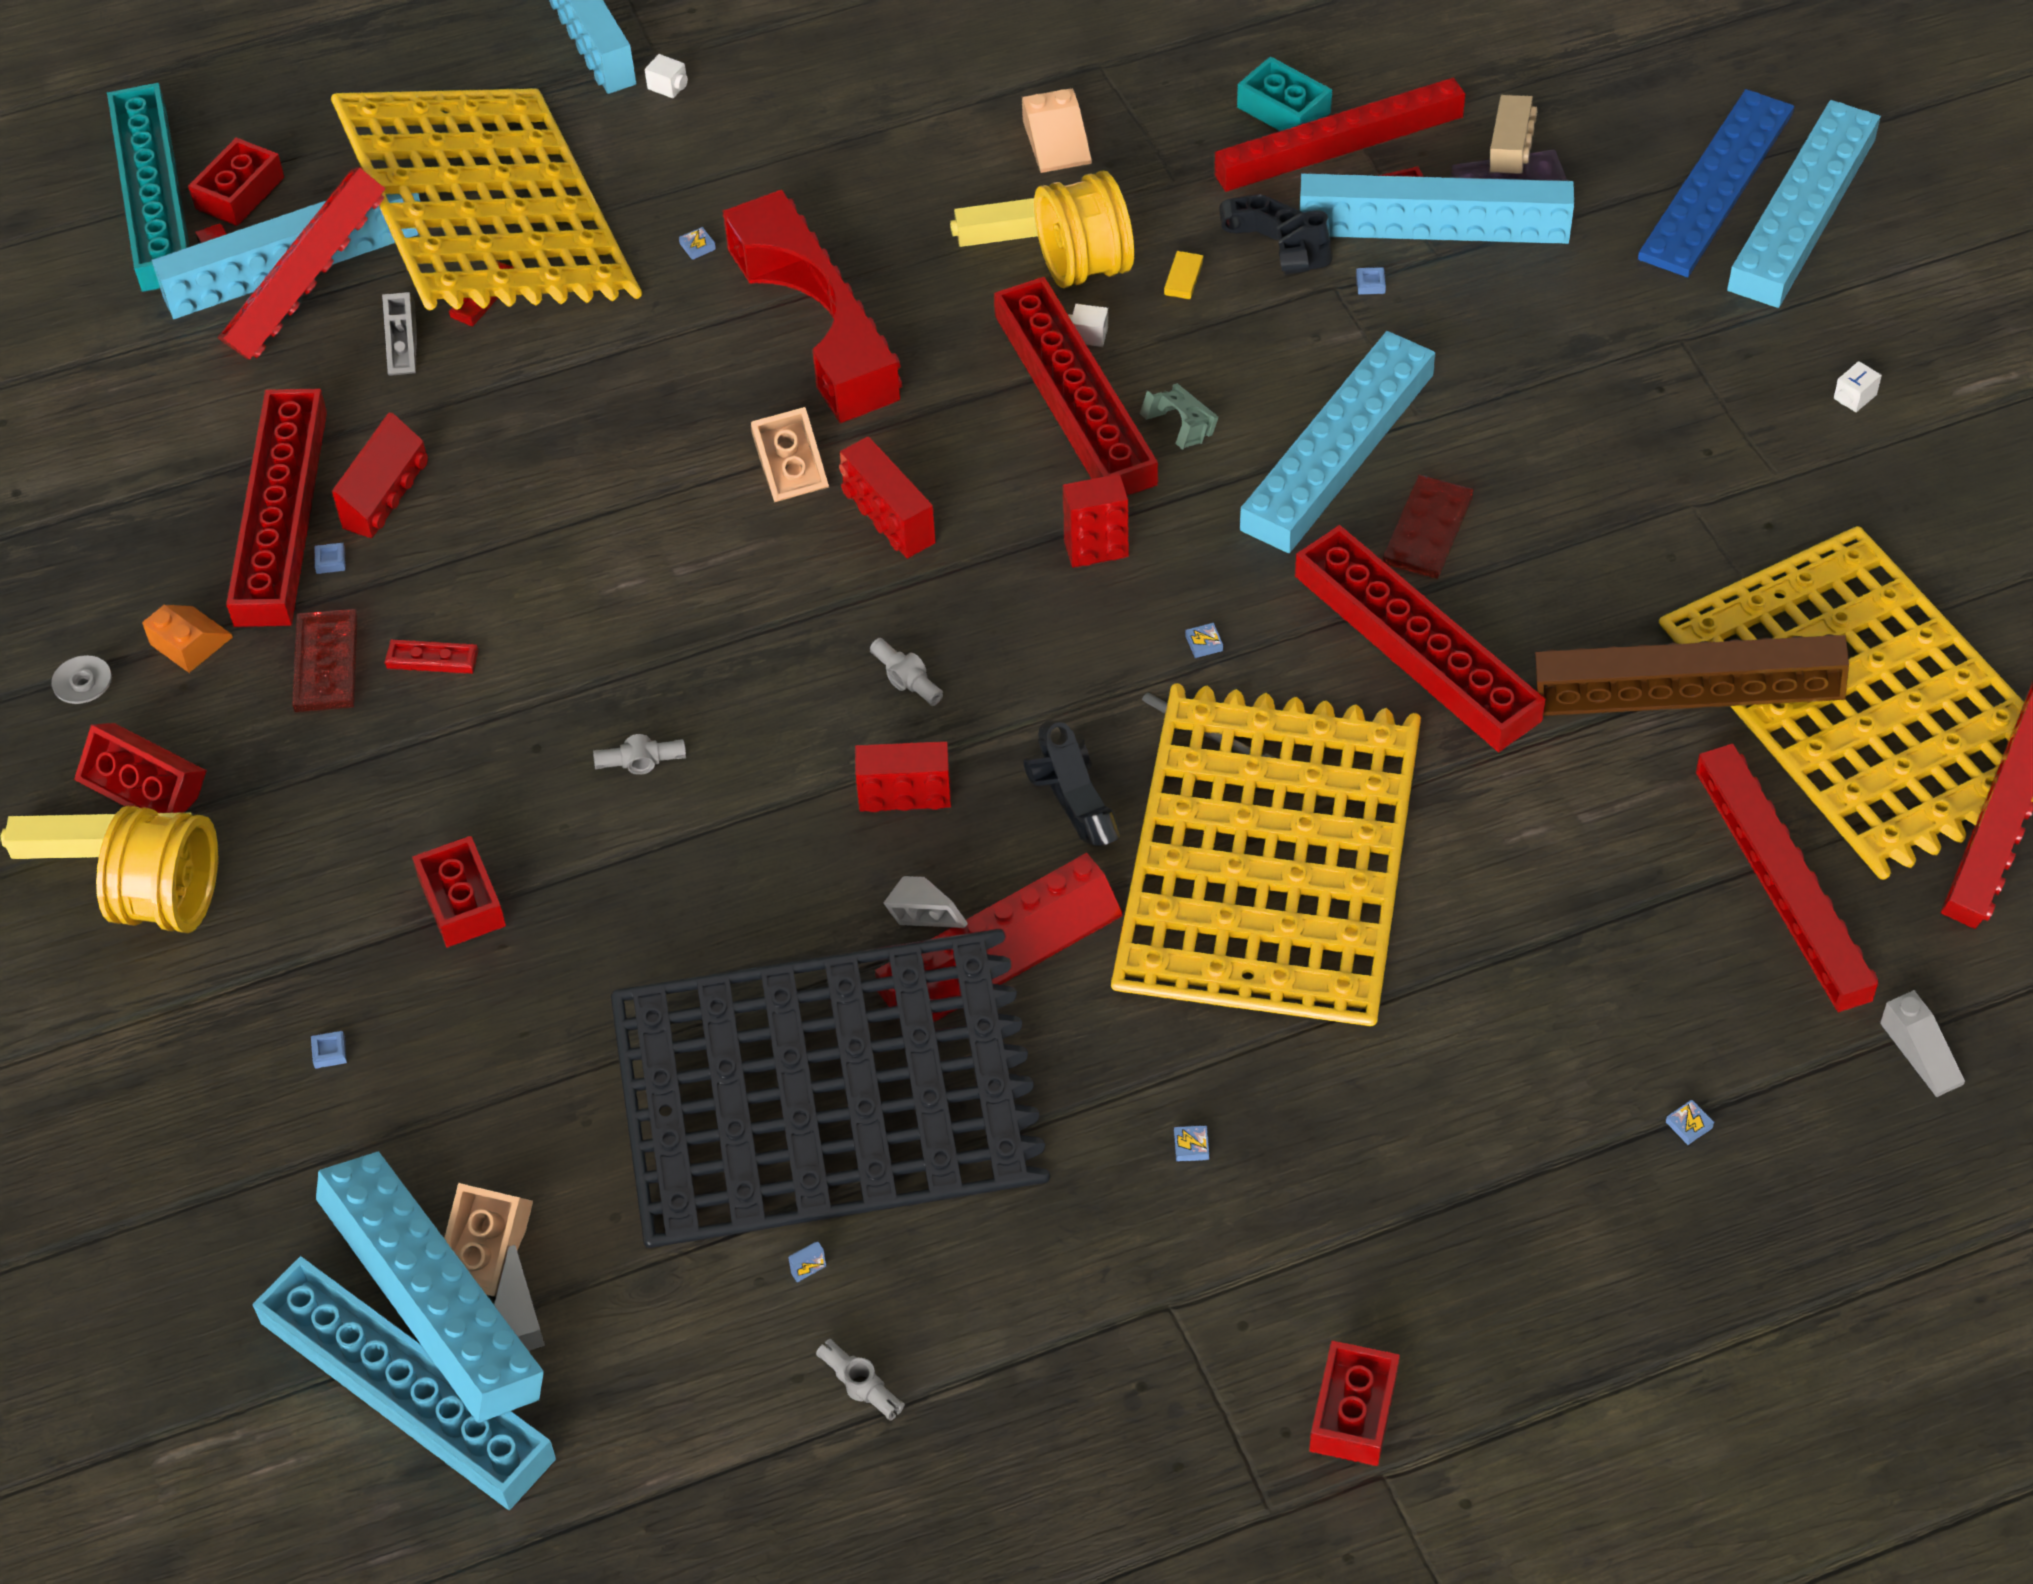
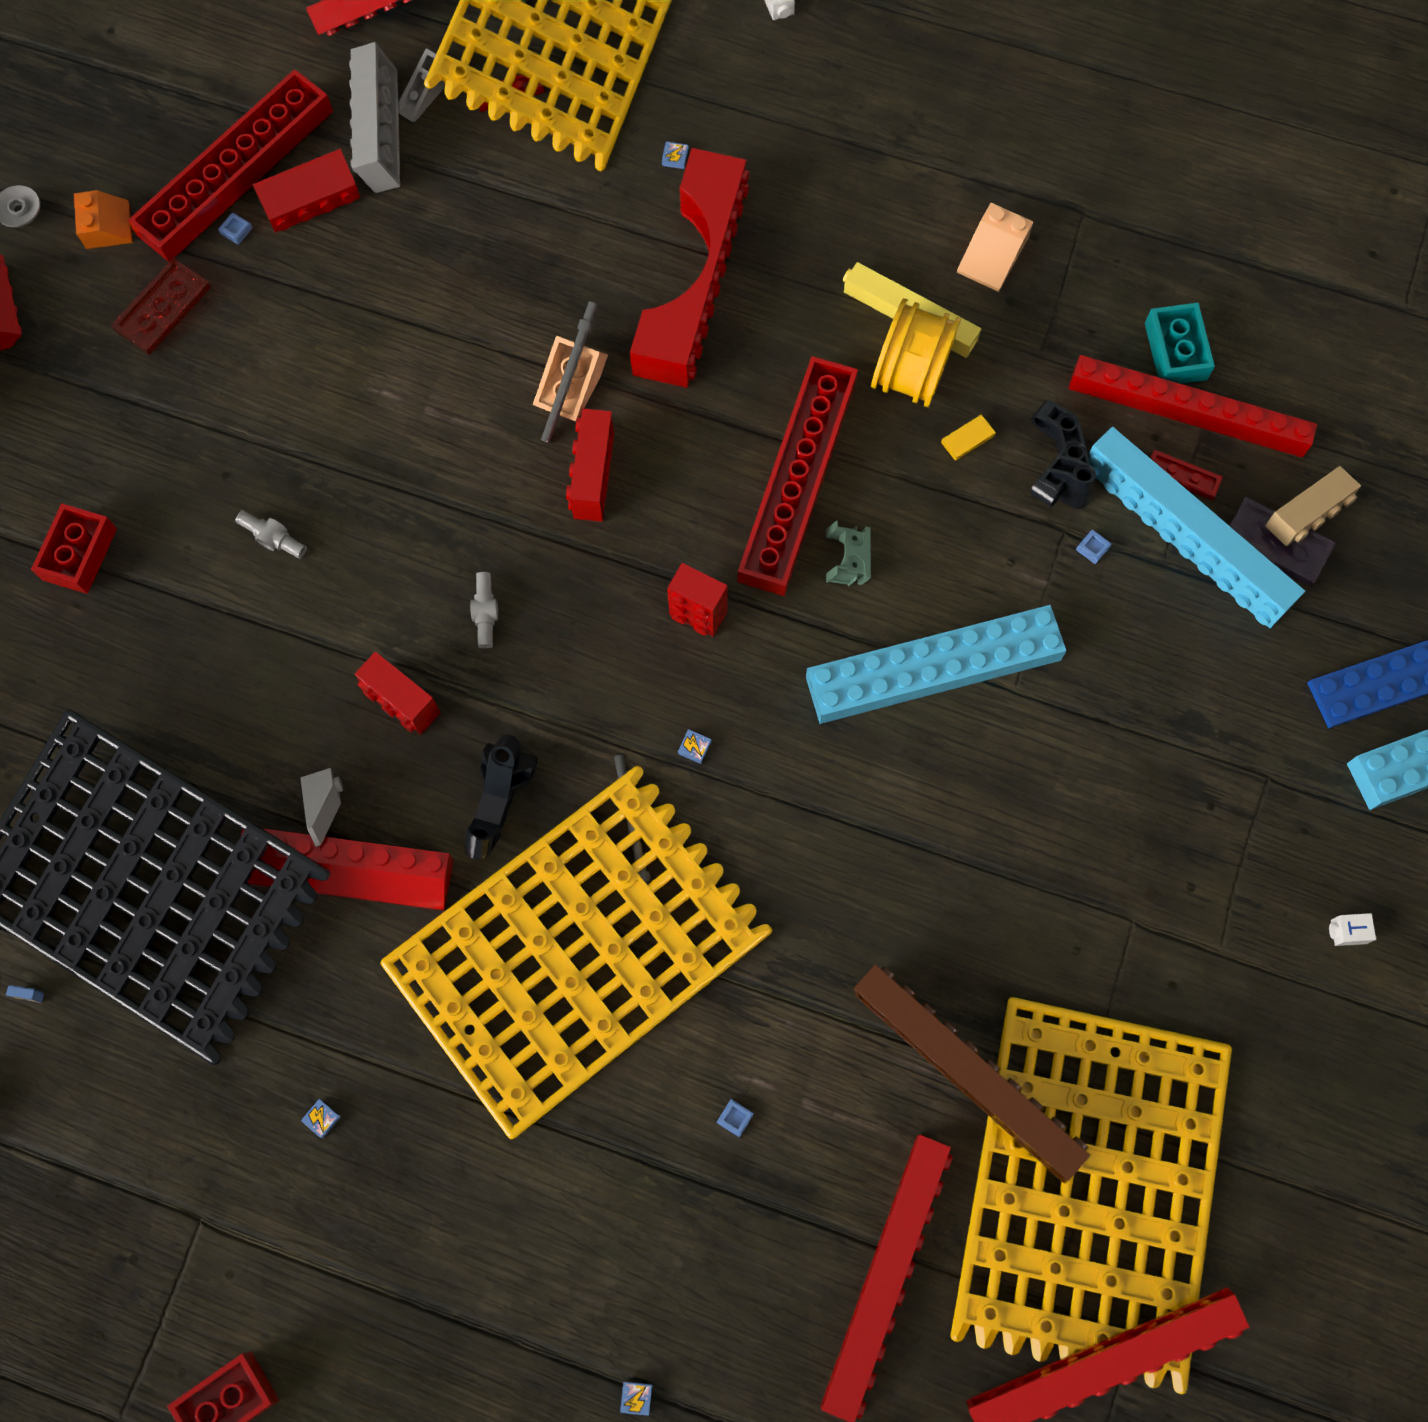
camera: 40 degrees right, 20 degrees up
(385, 380) = (374, 118): none -> light grey brick
(431, 656) = (225, 354): red tile -> none
(775, 394) = (585, 326): none -> dark grey bar
(1091, 323) = (860, 429): white brick -> none
(1420, 638) = (827, 873): red brick -> none
(1428, 526) = (931, 783): clear red plate -> none
(1540, 869) = (735, 1118): none -> medium blue tile

